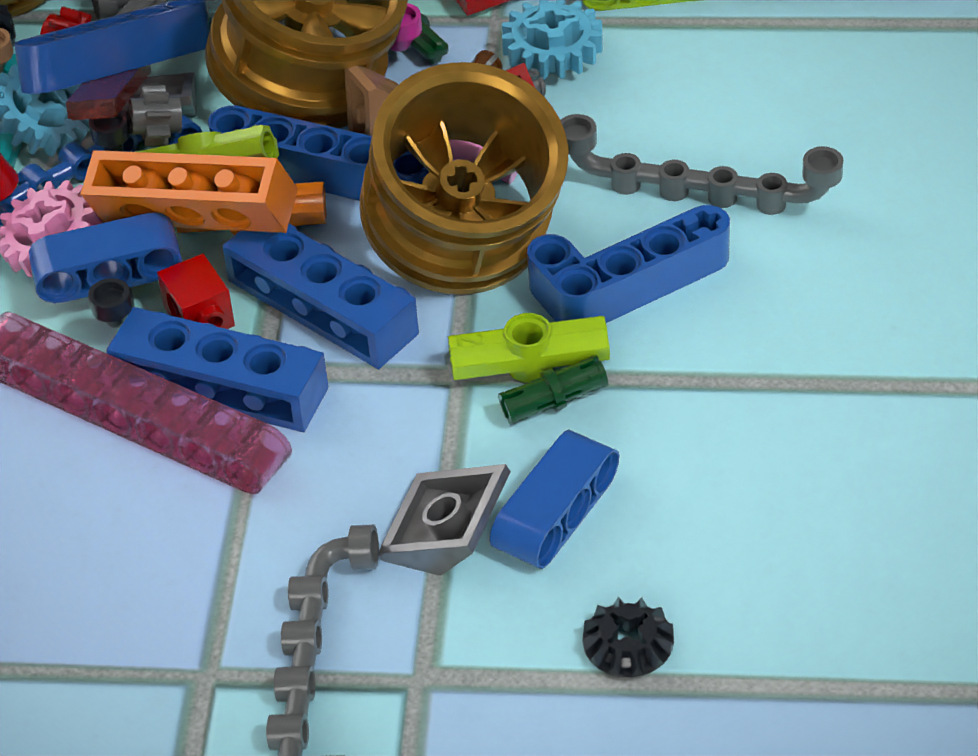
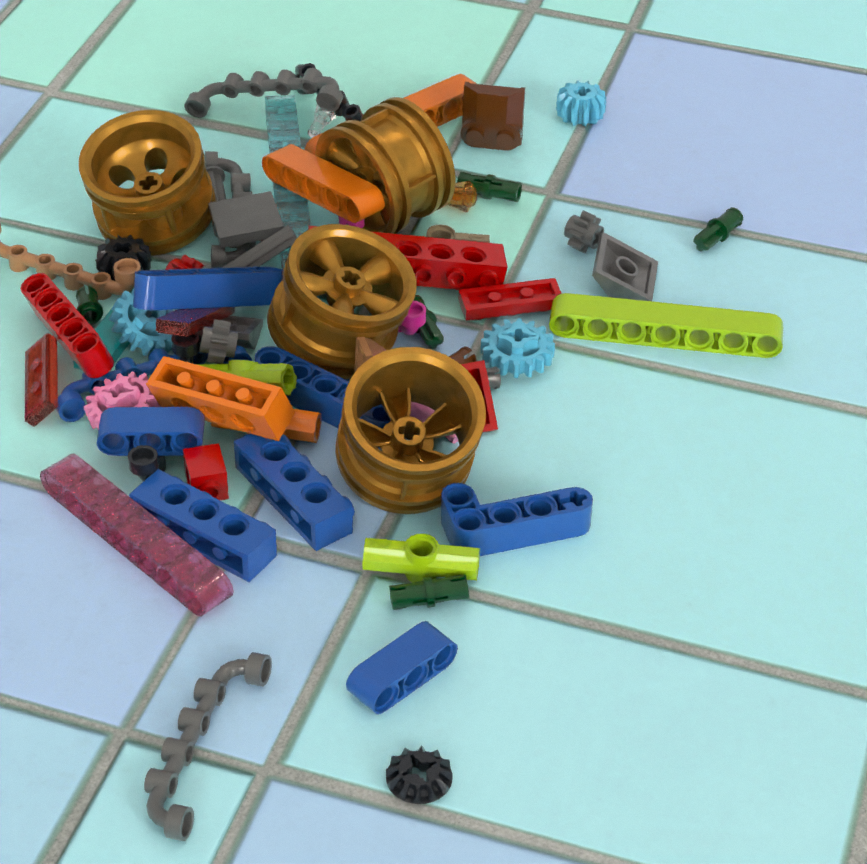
camera: 10 degrees right, 5 degrees down
(443, 518) = (319, 662): flat silver slope -> none
(820, 171) = (669, 477): dark grey bar -> none

